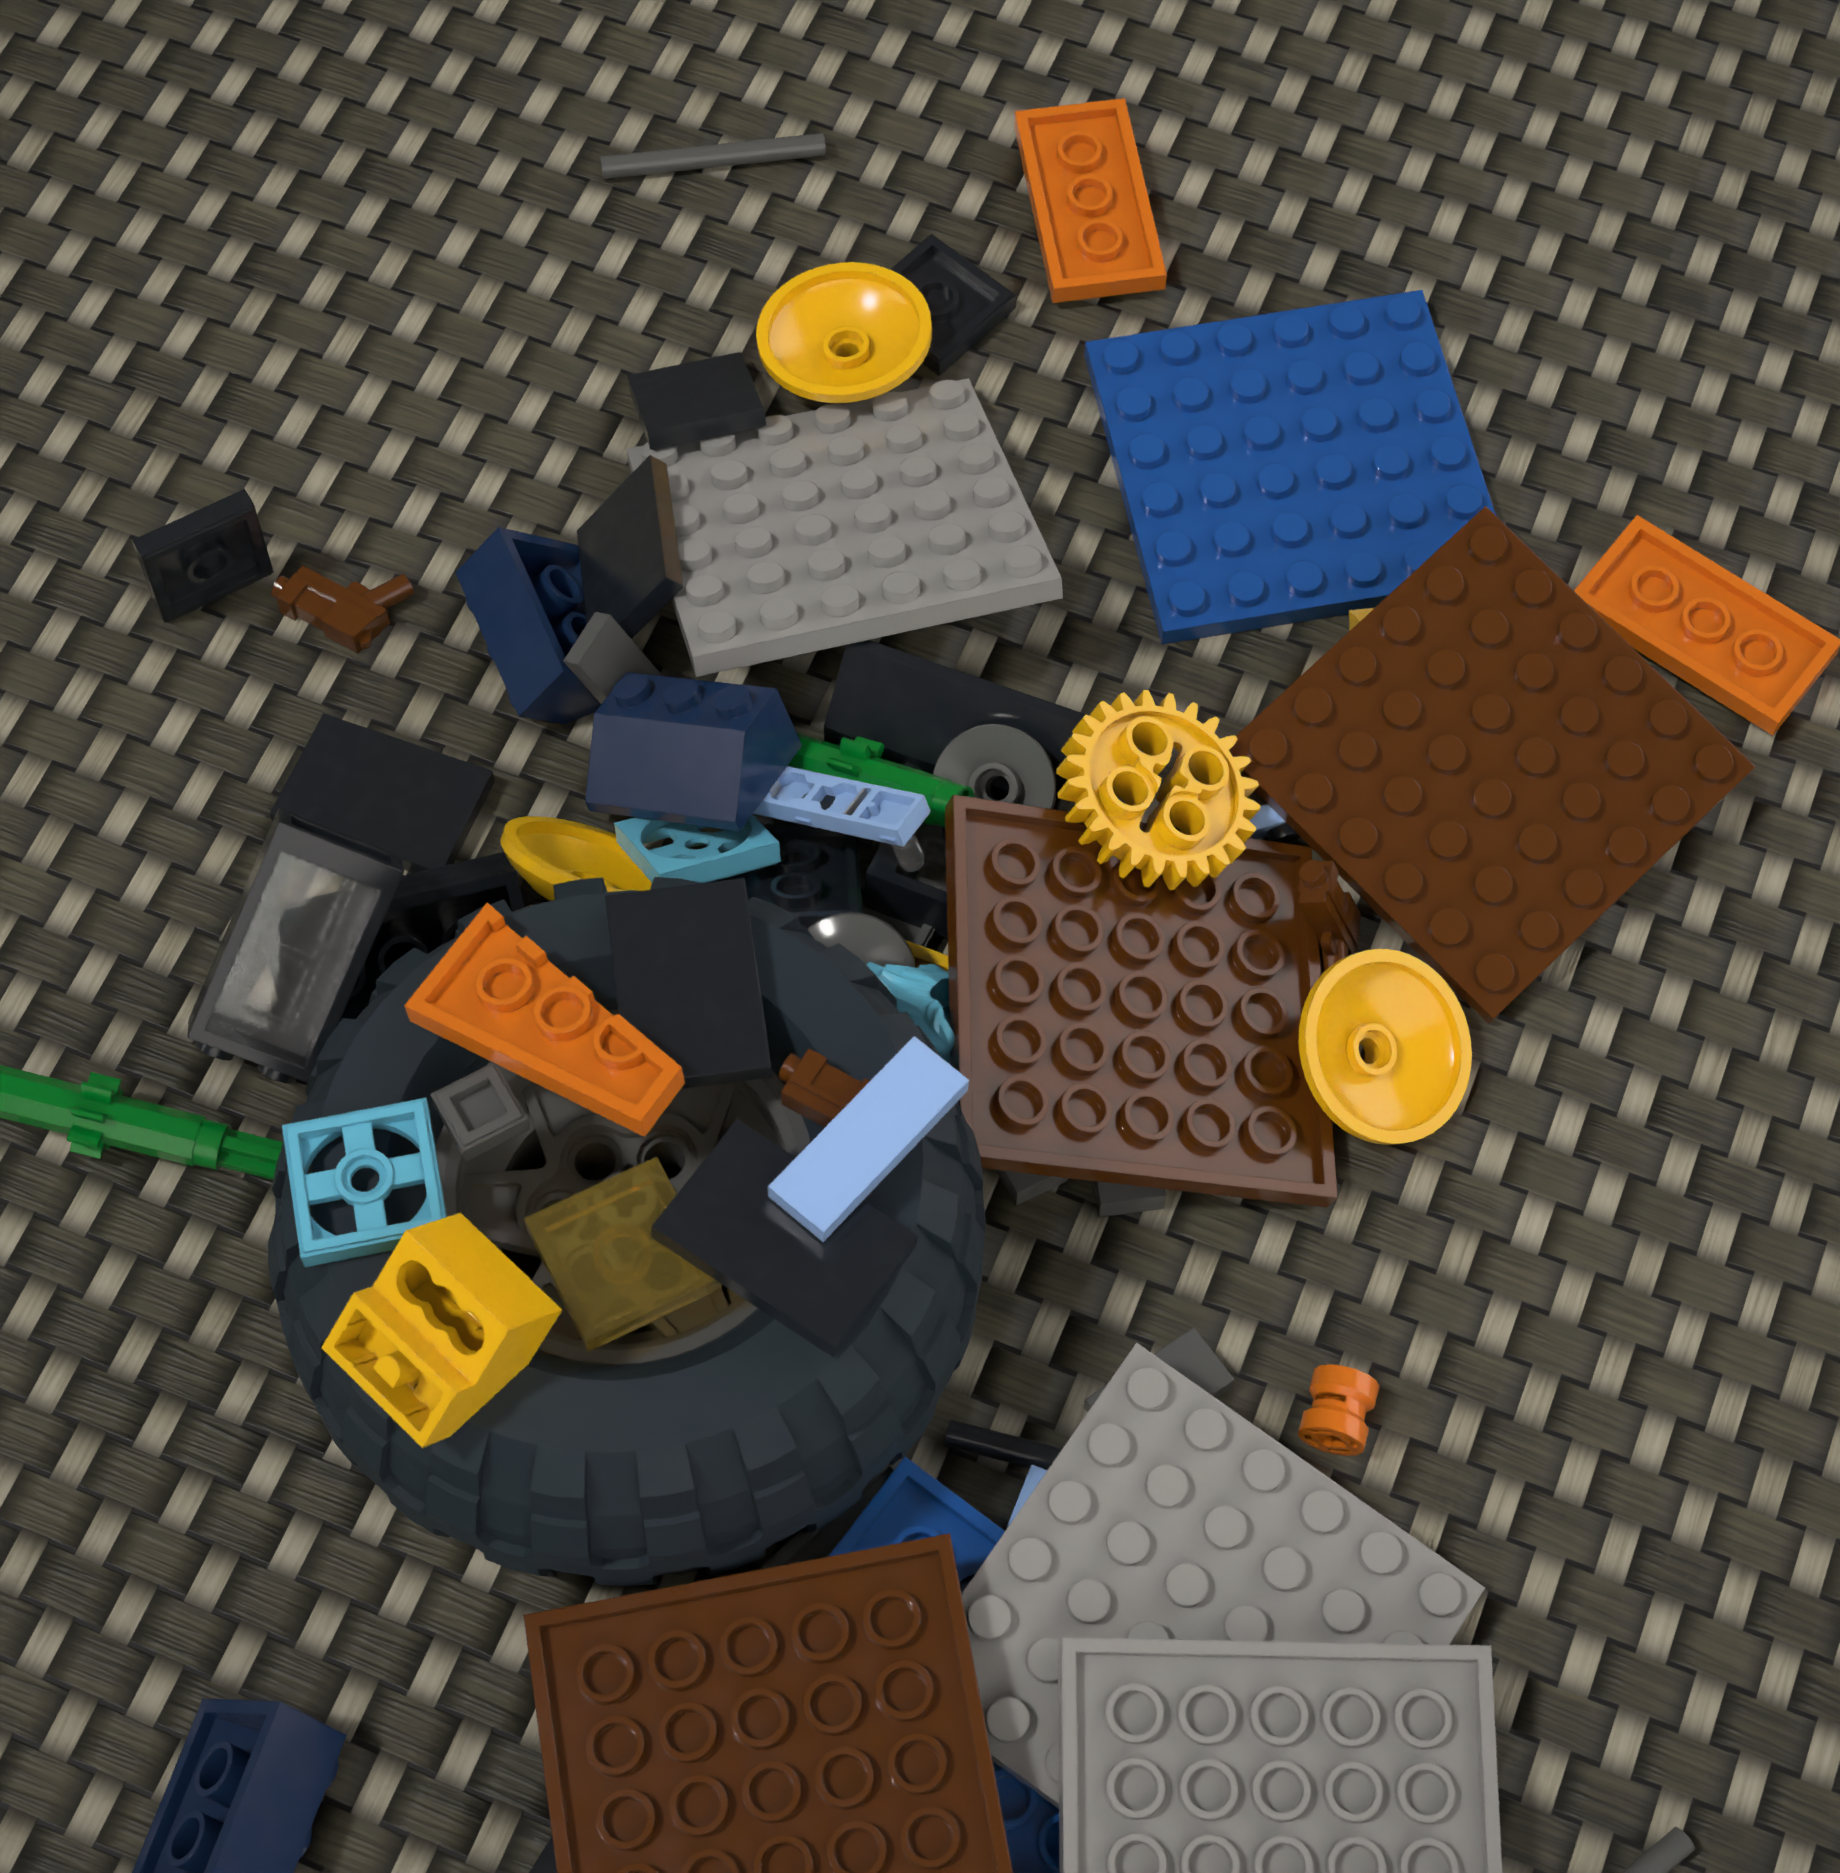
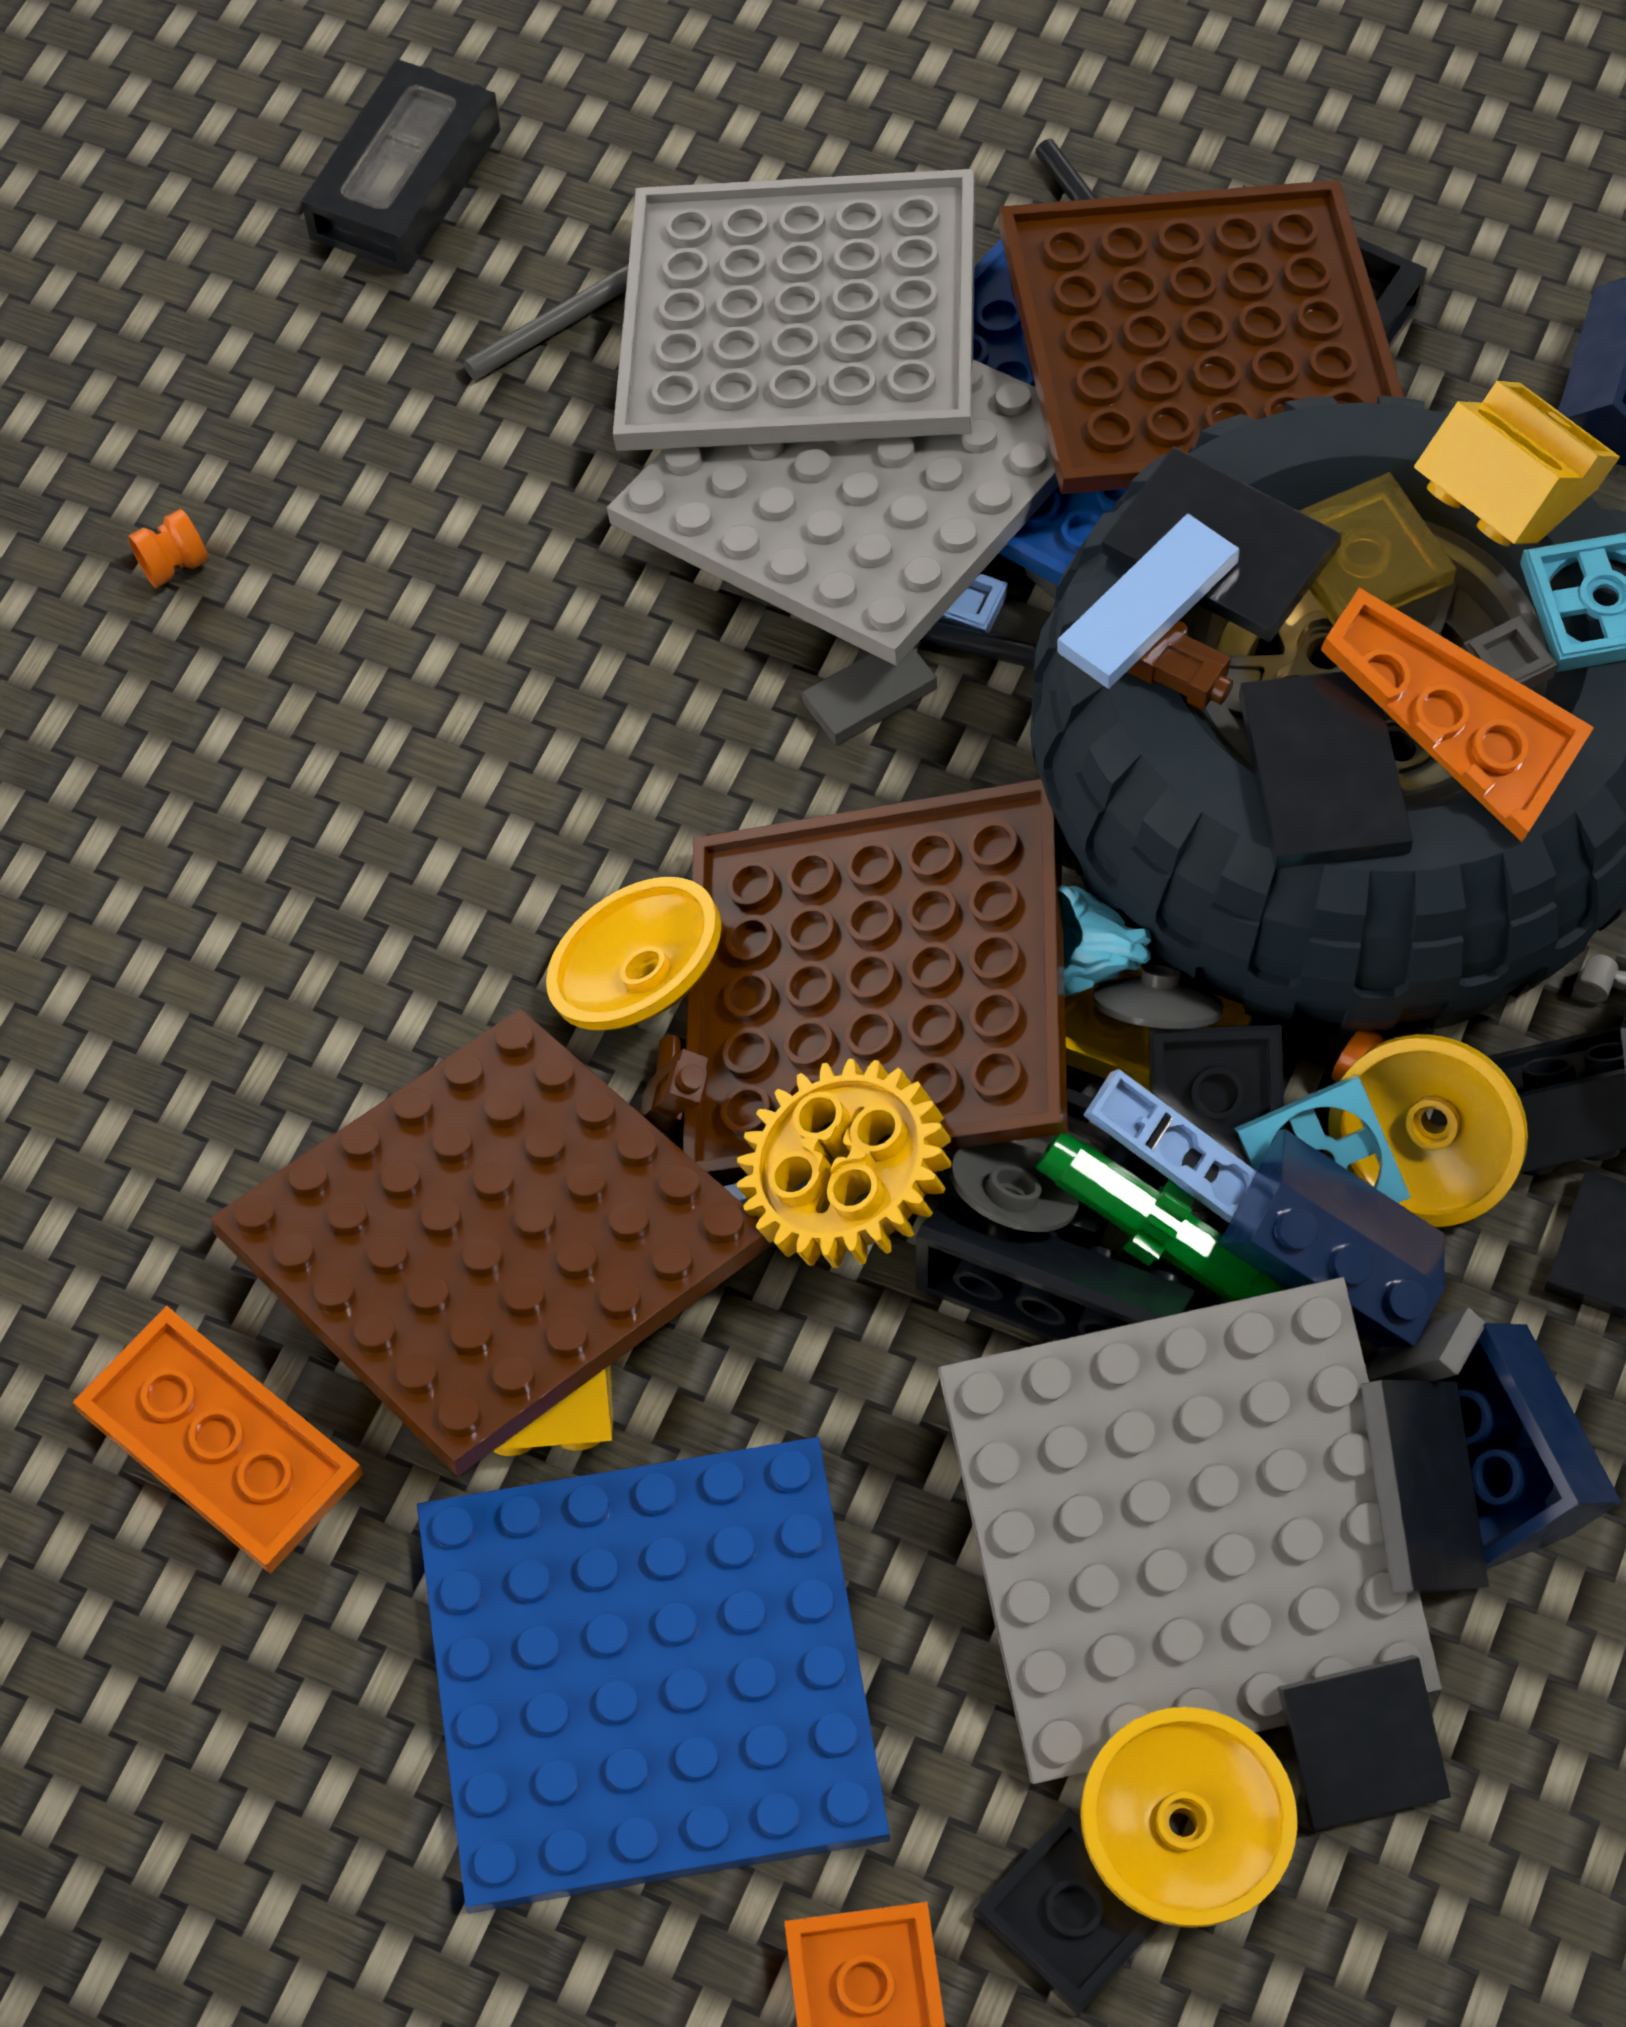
camera: 175 degrees left, 0 degrees up
(1338, 1410) = (711, 666): orange wheel -> none

